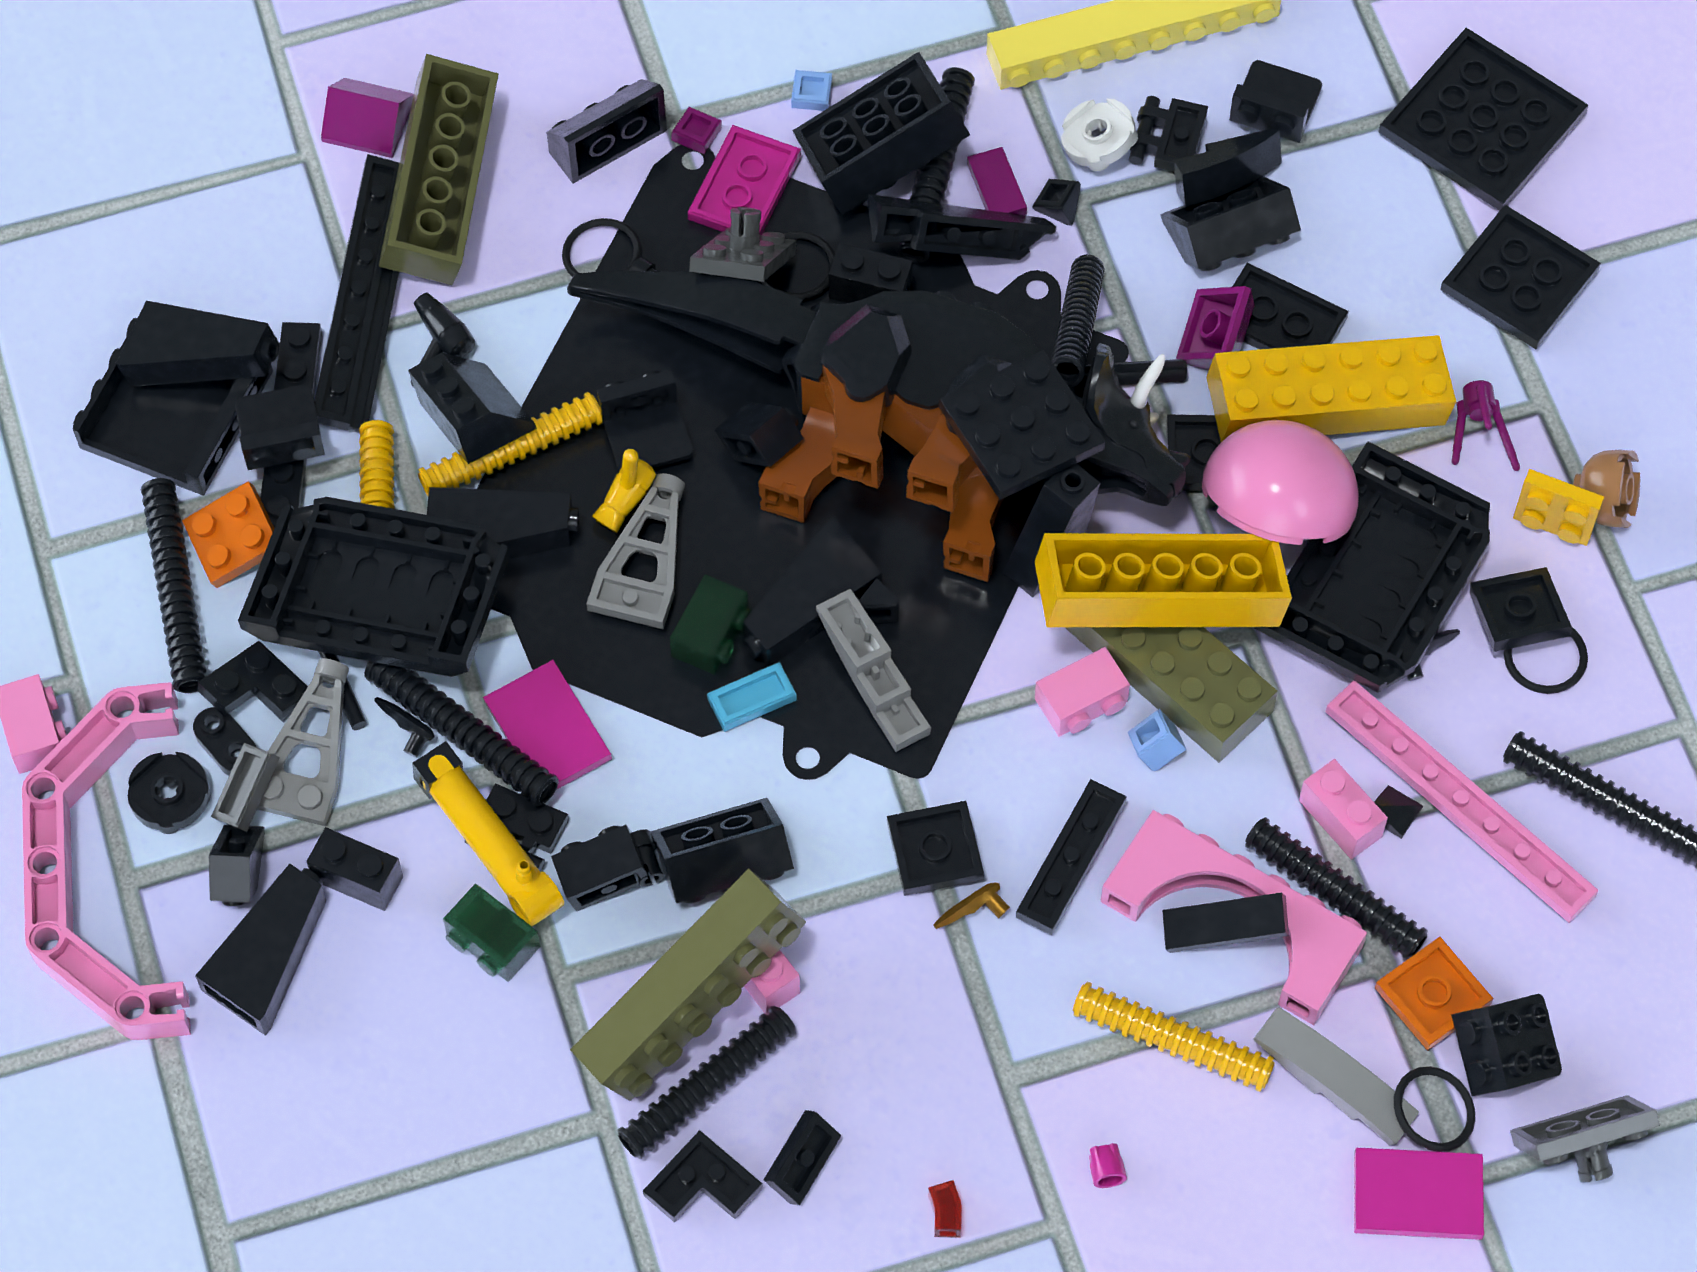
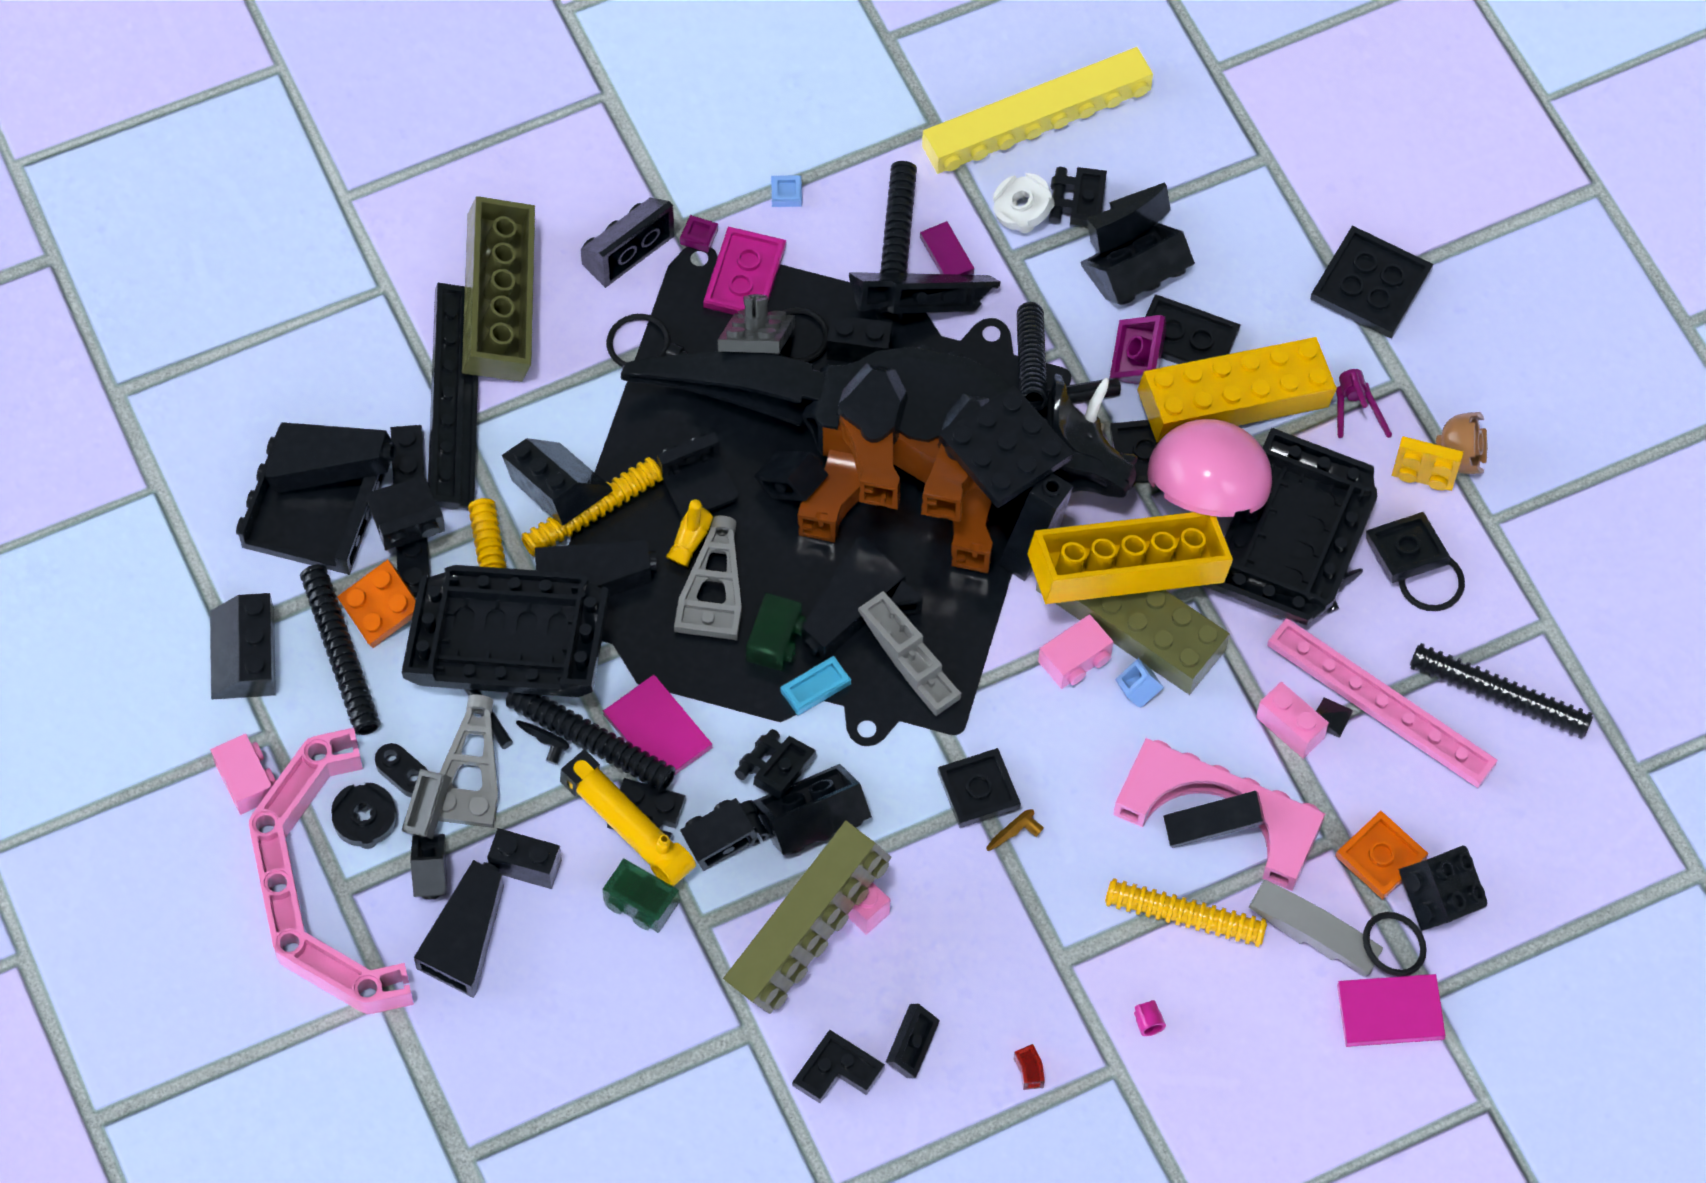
camera: 10 degrees left, 0 degrees up
(58, 569) = (243, 647): none -> black slope
(250, 674) = (416, 713): black plate -> none
(365, 116) = (429, 251): magenta slope -> none
(447, 330) = (525, 419): black piece -> none
(693, 794) = (783, 767): none -> black plate
(706, 1082) = (828, 992): black piece -> none
(880, 133) = (850, 220): black slope -> none
(1059, 200) = (998, 259): black slope -> none
(1071, 857) = (1086, 782): black plate -> none
(1275, 99) = (1159, 159): black bracket -> none
(1336, 888) = (1295, 782): black piece -> none
(1483, 119) = (1325, 157): black plate -> none
(1586, 1134) = (1514, 949): dark grey plate -> none

